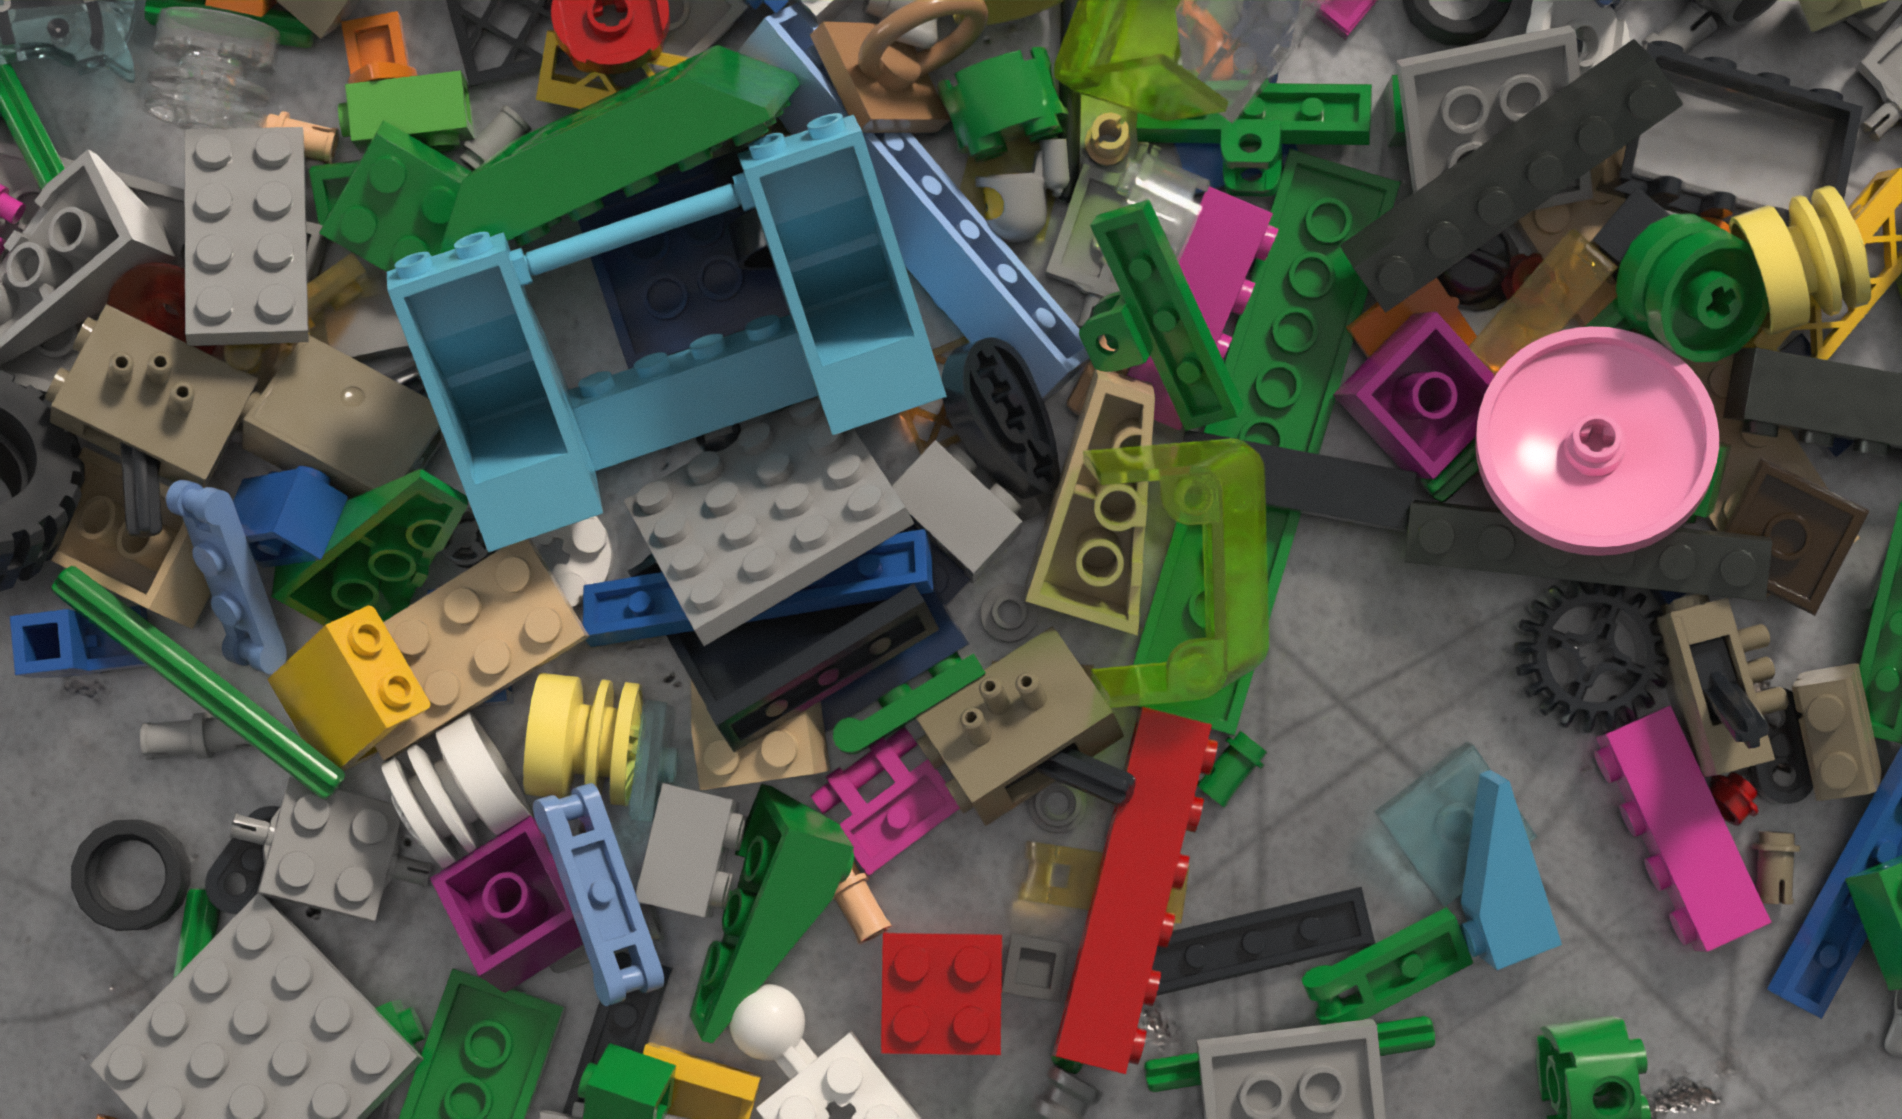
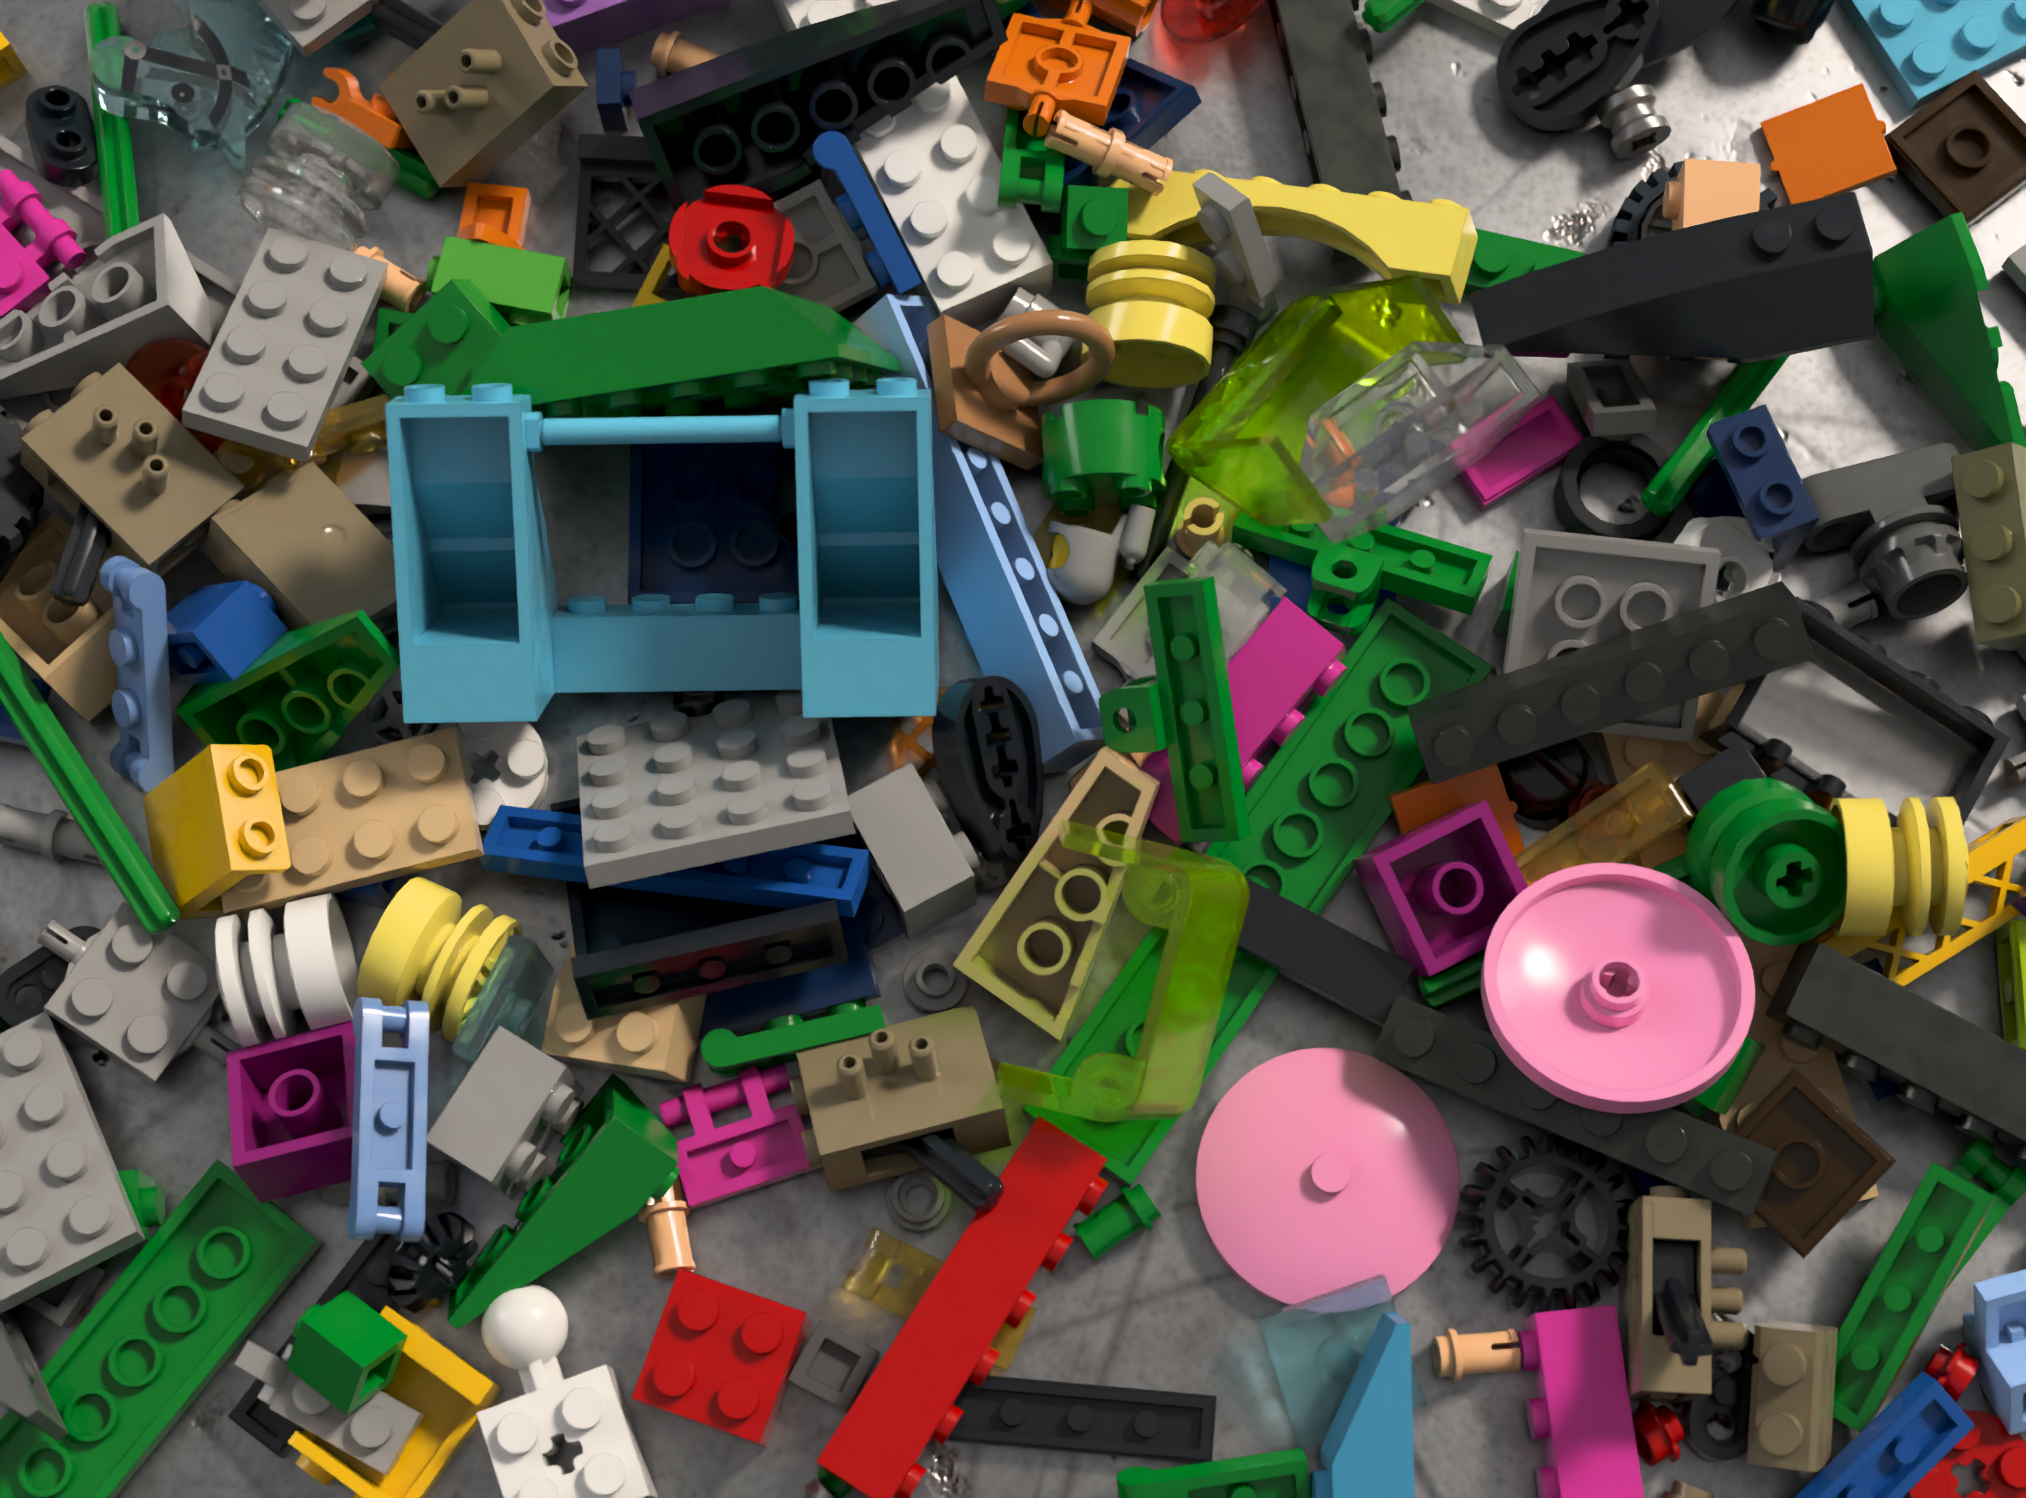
camera: 20 degrees right, 10 degrees down
(667, 1008) = (412, 1276): none -> black gear
(1393, 672) = (1326, 1176): none -> bright pink dish
(1564, 781) = (1475, 1353): none -> light nougat pin

